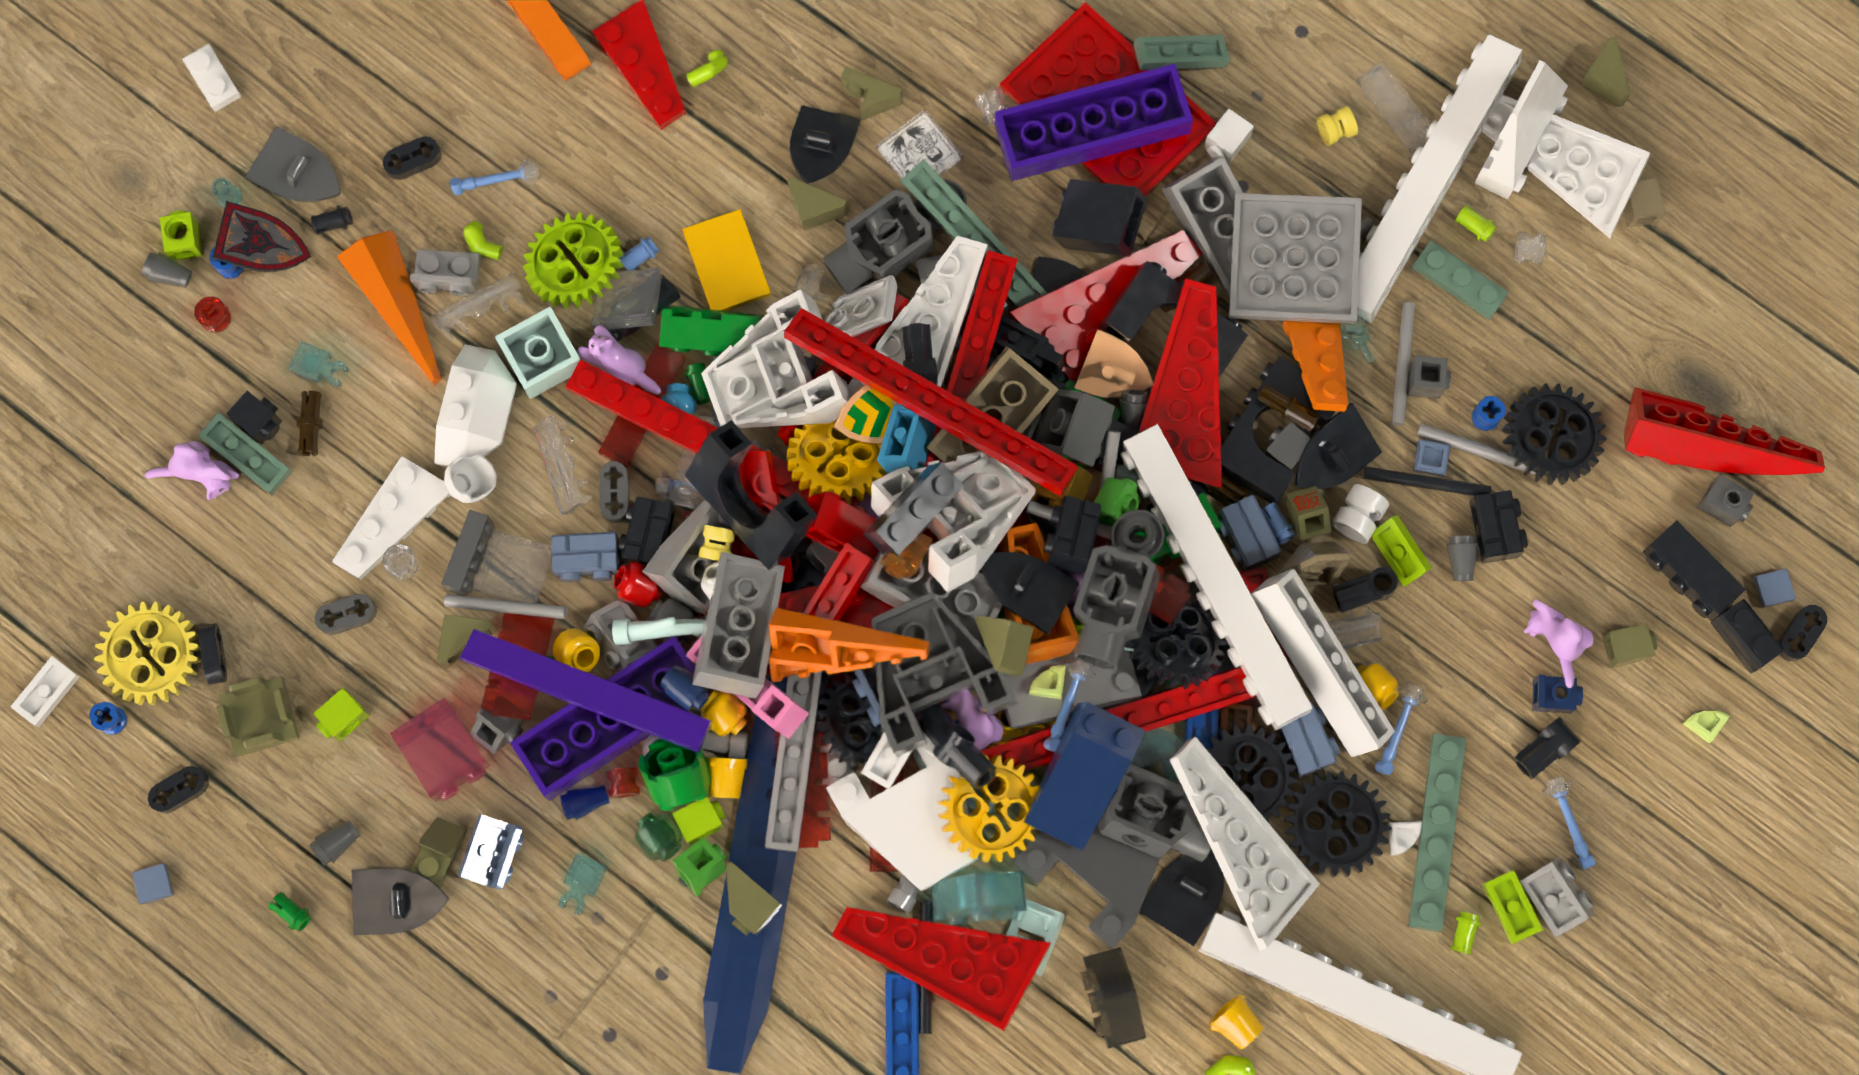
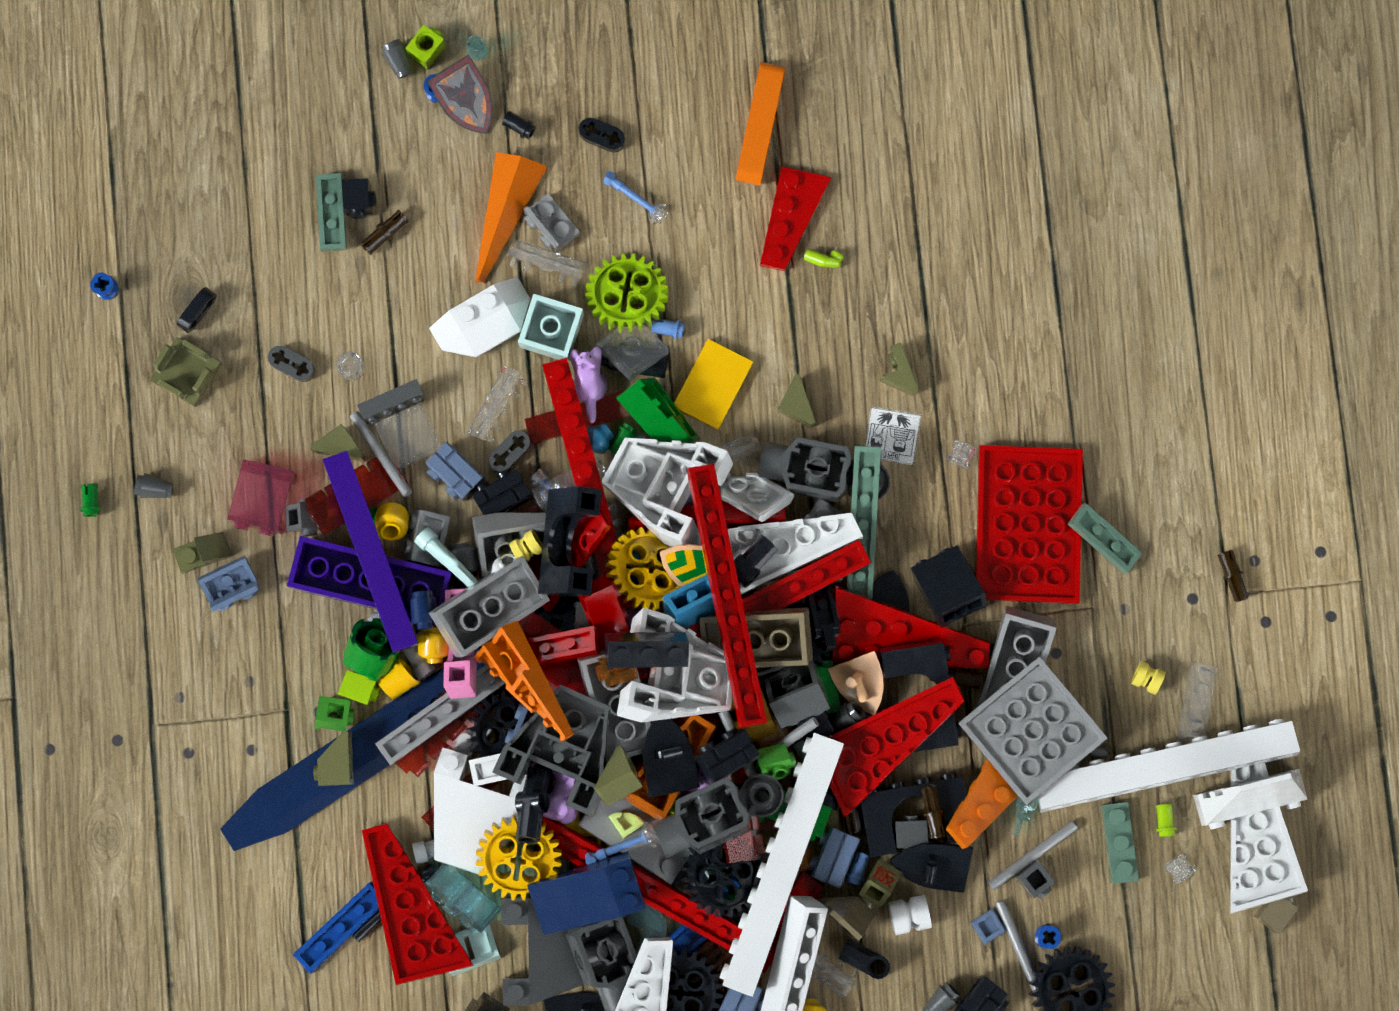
camera: 45 degrees right, 5 degrees up
(45, 691) = (86, 234): white plate -> none
(153, 884) = (34, 405): sand blue tile -> none
(171, 635) = (185, 275): light yellow gear -> none
(174, 783) = (99, 372): black beam -> none
(193, 462) = (296, 188): lavender animal -> none
(215, 321) = (399, 116): clear red wheel -> none
(294, 169) = (530, 71): dark grey shield -> none
(314, 363) = (422, 200): clear light blue plate -> none
(340, 715) = (228, 419): lime brick -> none
(393, 900) = (150, 553): shield -> none
(396, 509) = (378, 333): white wing -> none
(470, 478) = (437, 360): white hair -> none
(477, 243) = (585, 226): lime arm -> none
(580, 802) = (306, 608): clear blue cone -> none
(583, 879) = (264, 651): clear light blue plate -> none
(623, 782) = (340, 622): clear red wheel -> none
(635, 586) = (461, 520): red head -> none
(658, 836) = (327, 673): clear green head -> none
(821, 142) = (840, 371): black shield -> none
(1093, 122) = (1004, 527): dark purple brick -> none
(1228, 136) = (1077, 617): white brick -> none
(1401, 551) = (909, 960): lime plate -> none
(1425, 481) = (970, 937): black bar -> none
(1608, 76) = (1340, 817): olive slope -> none

